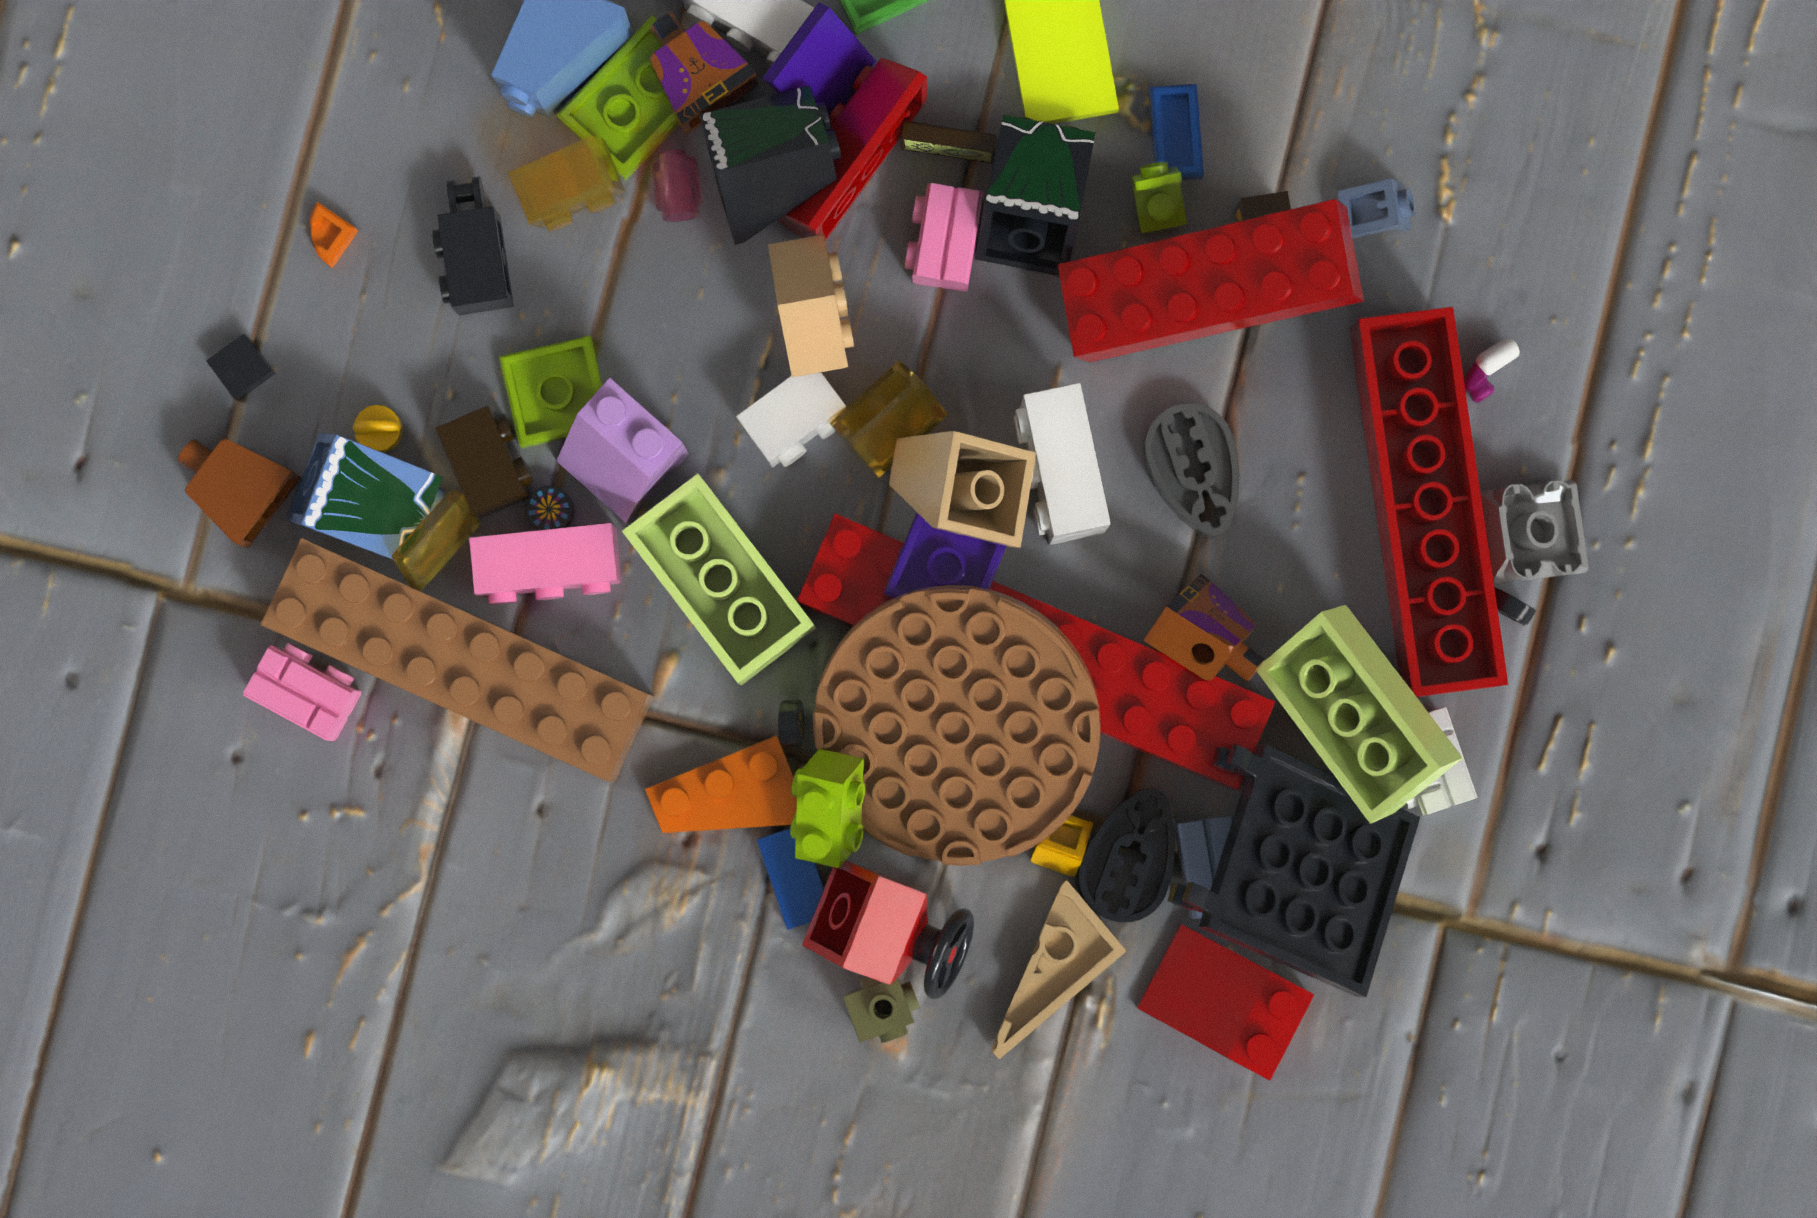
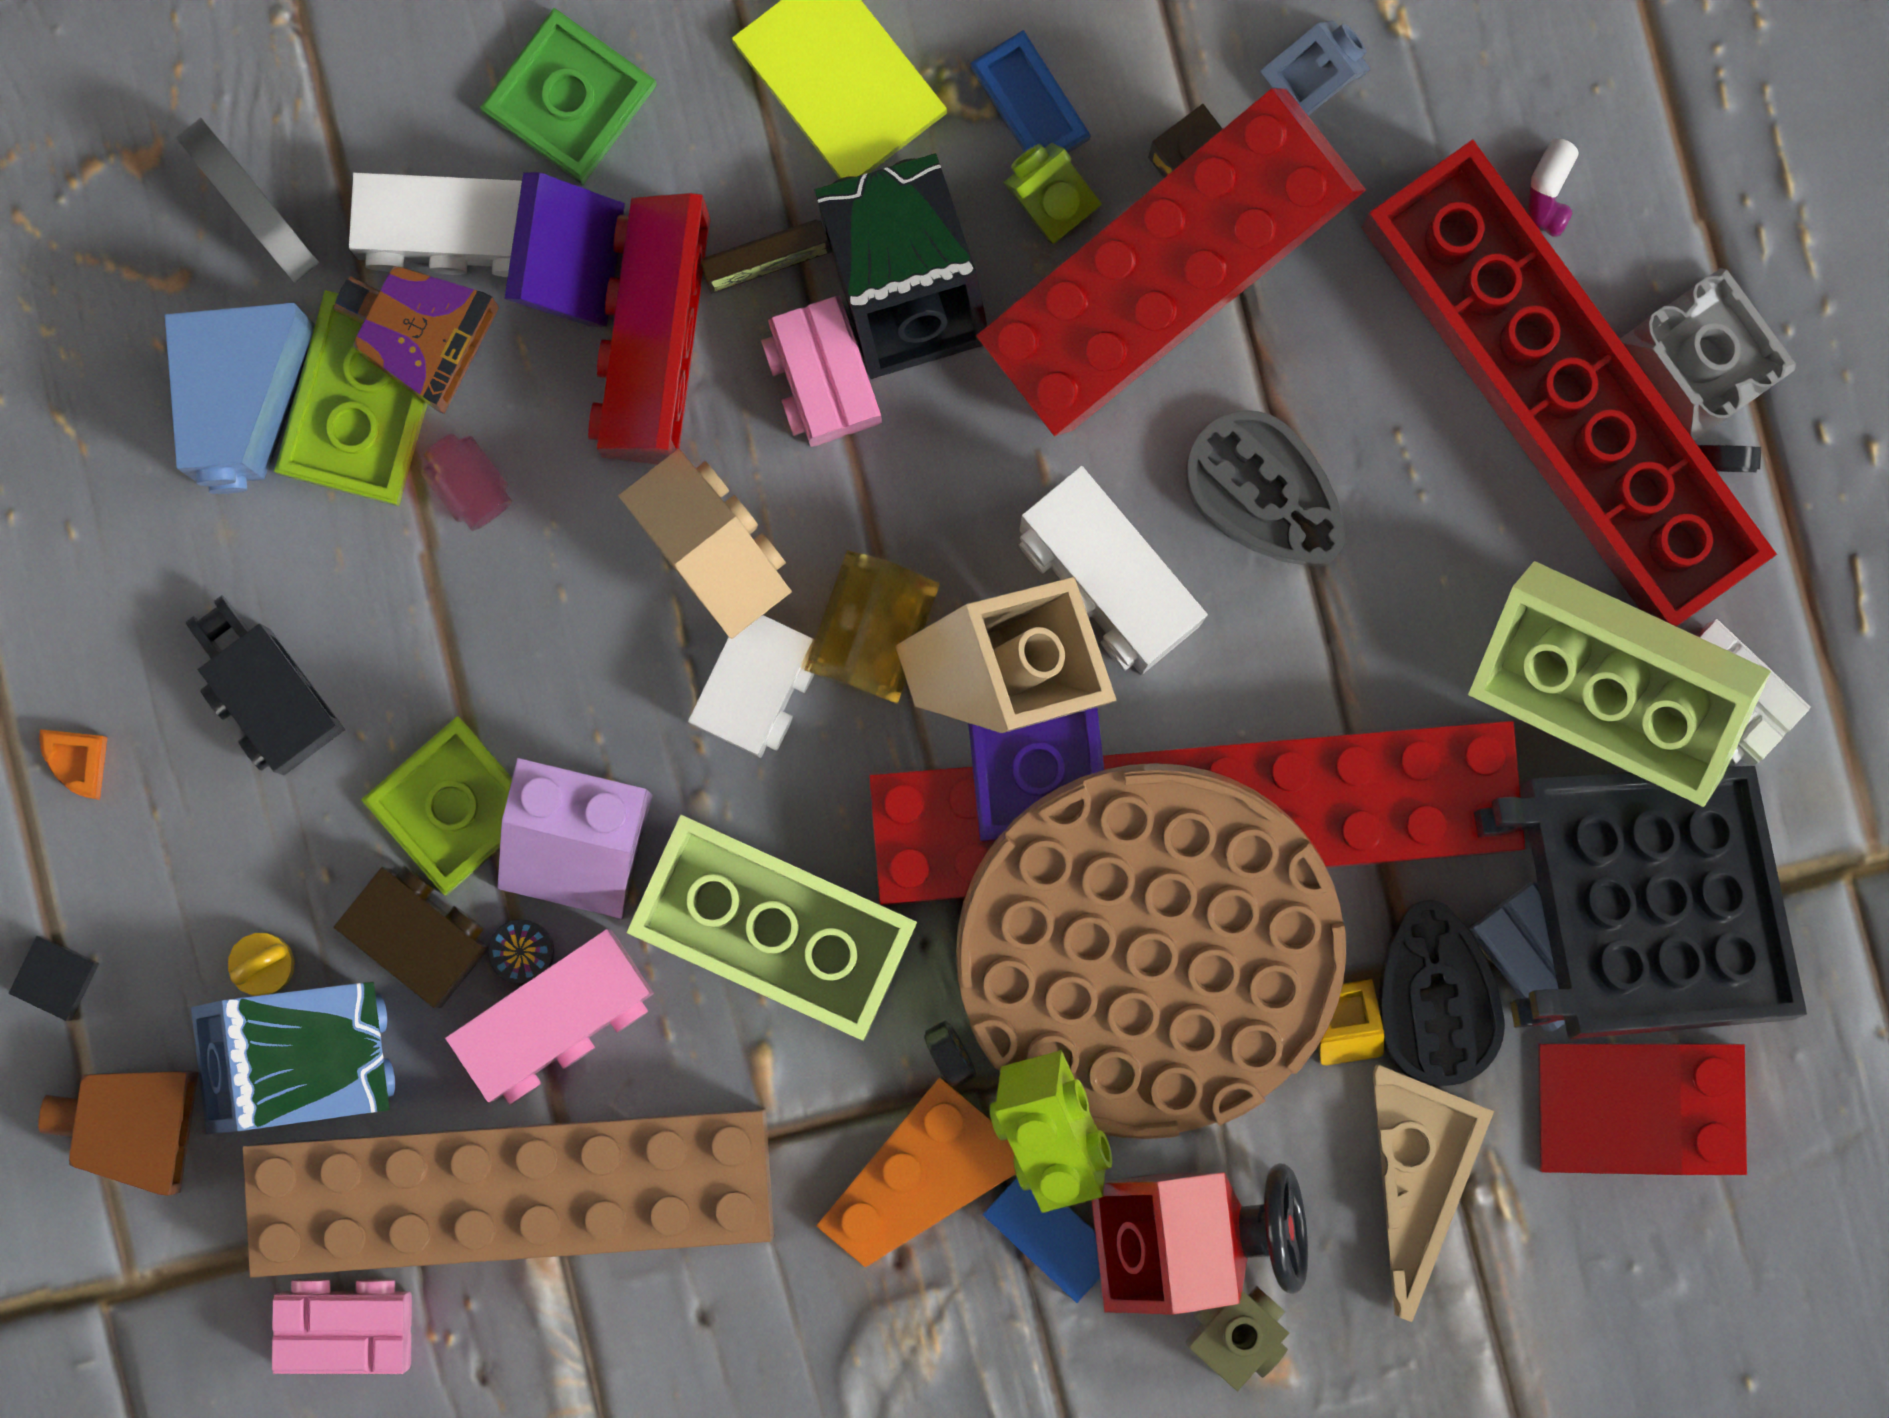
camera: 30 degrees left, 0 degrees up
(435, 540) = (405, 1062): clear yellow tile -> none
(567, 183) = (333, 548): clear yellow brick -> none
(769, 157) = (563, 390): black slope -> none
(1206, 632) = (1387, 682): dark orange torso -> none

